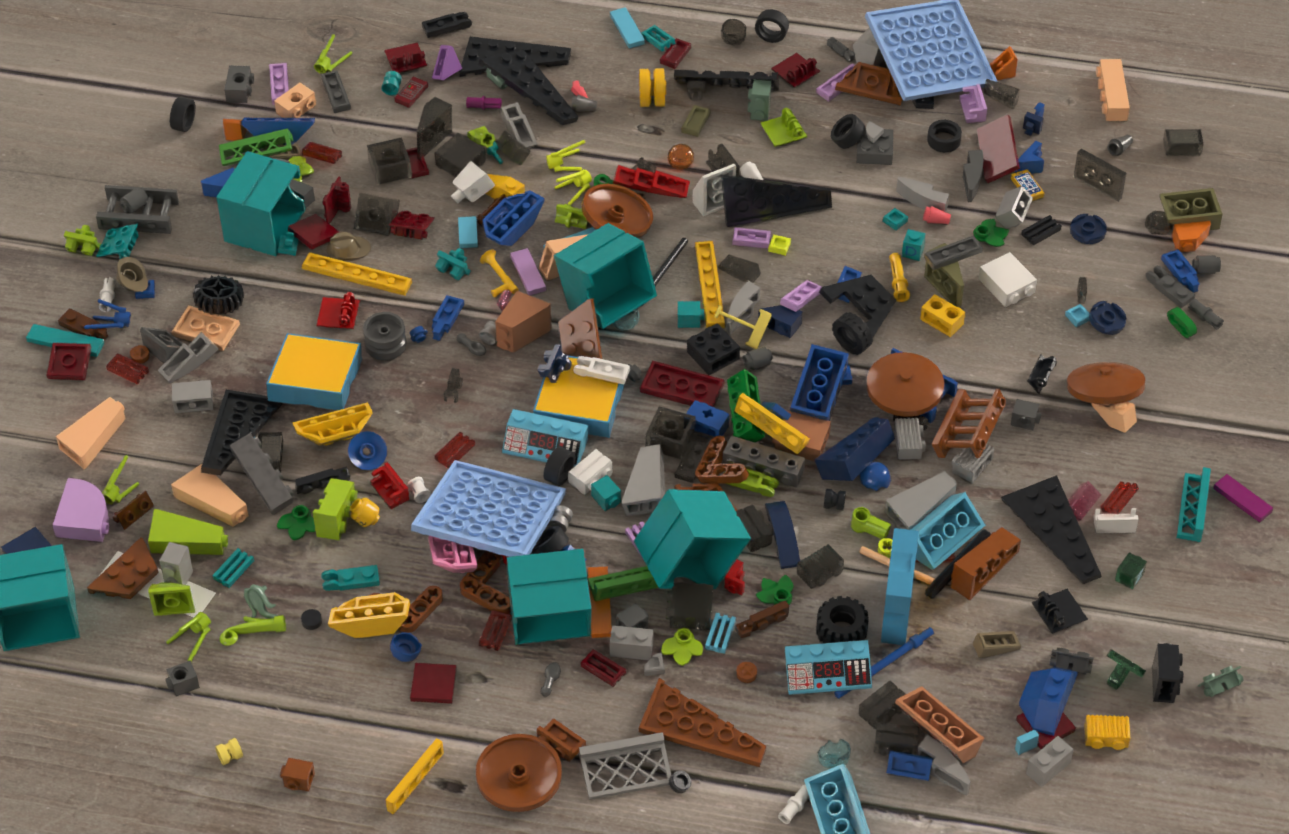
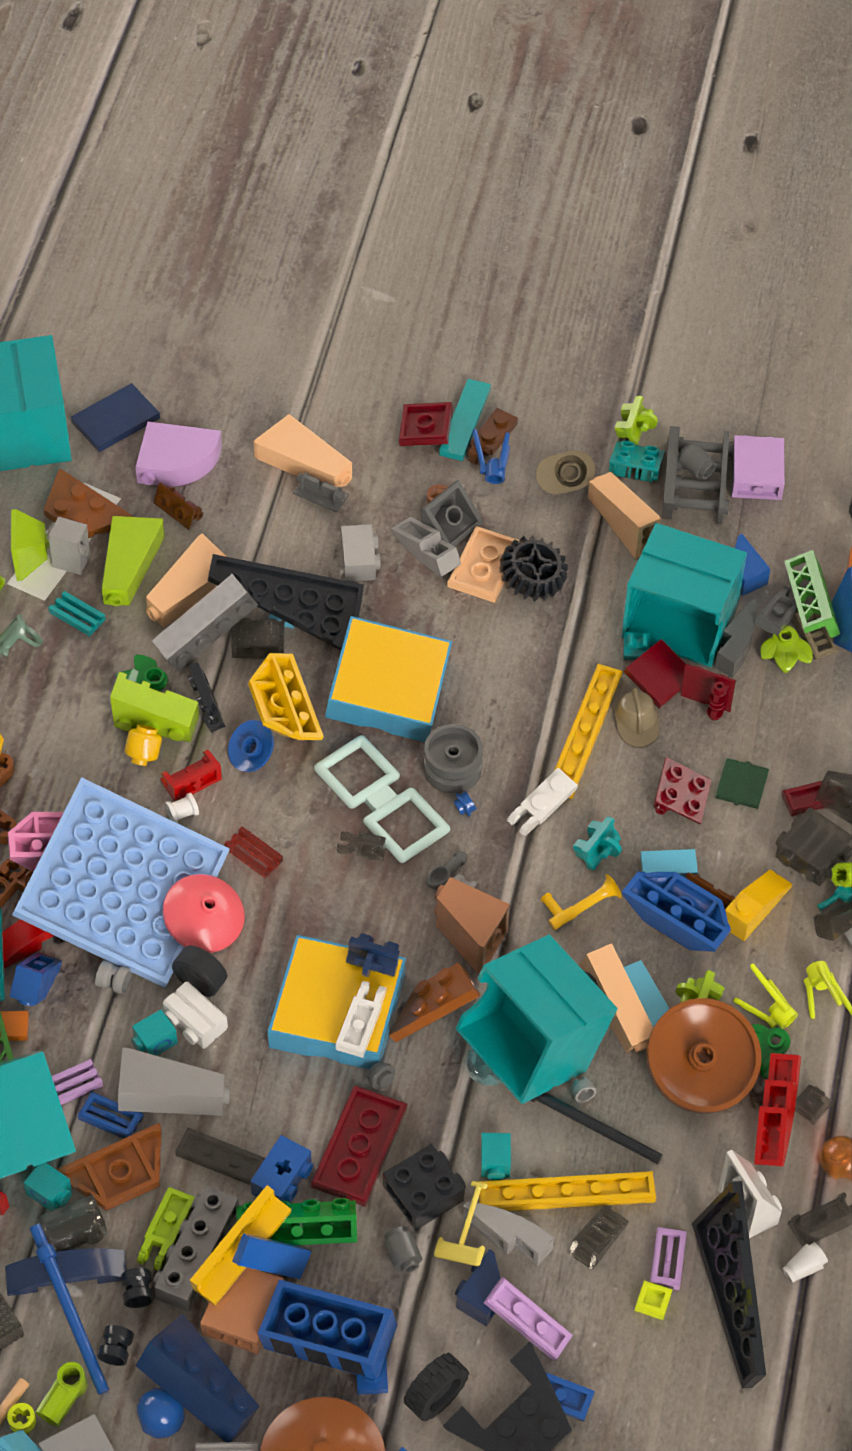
camera: 90 degrees right, 5 degrees up
(107, 293) = (536, 454): white pin -> none
(111, 491) = (207, 481): lime plant -> none
(125, 370) = (407, 500): clear red tile -> none
(130, 422) = (320, 493): none -> dark grey hinge
(134, 172) = (758, 467): none -> lavender panel
(148, 293) = (555, 500): blue tile -> none
(173, 244) = (623, 511): none -> light nougat slope
(322, 152) = (813, 694): clear red tile -> none
(338, 312) = (509, 709): red hinge -> none
(351, 578) = (46, 741): teal hinge -> none
(375, 213) = (700, 743): clear smoke slope -> none
(389, 161) = (797, 755): clear smoke brick -> none
(408, 195) = (742, 783): none -> clear green piece
(410, 381) = (382, 798): none -> light aqua bar
(418, 292) = (543, 801): none -> white hinge
(446, 316) = (498, 836): blue hinge -> none
(471, 183) = (756, 860): white torso -> none
(503, 300) = (527, 909): clear pink arm -> none
(509, 470) = (193, 922): none -> coral dish
(528, 271) = (587, 940): lavender tile -> none
(539, 435) = (260, 960): slope -> none
(551, 541) = (61, 957): black tyre -> none
(671, 430) = (253, 1116): clear smoke brick -> none
(708, 472) = (181, 1171): dark orange beam -> none
(780, 531) = (46, 1255): none -> blue bar
(794, 490) = (137, 1287): none -> black wheel

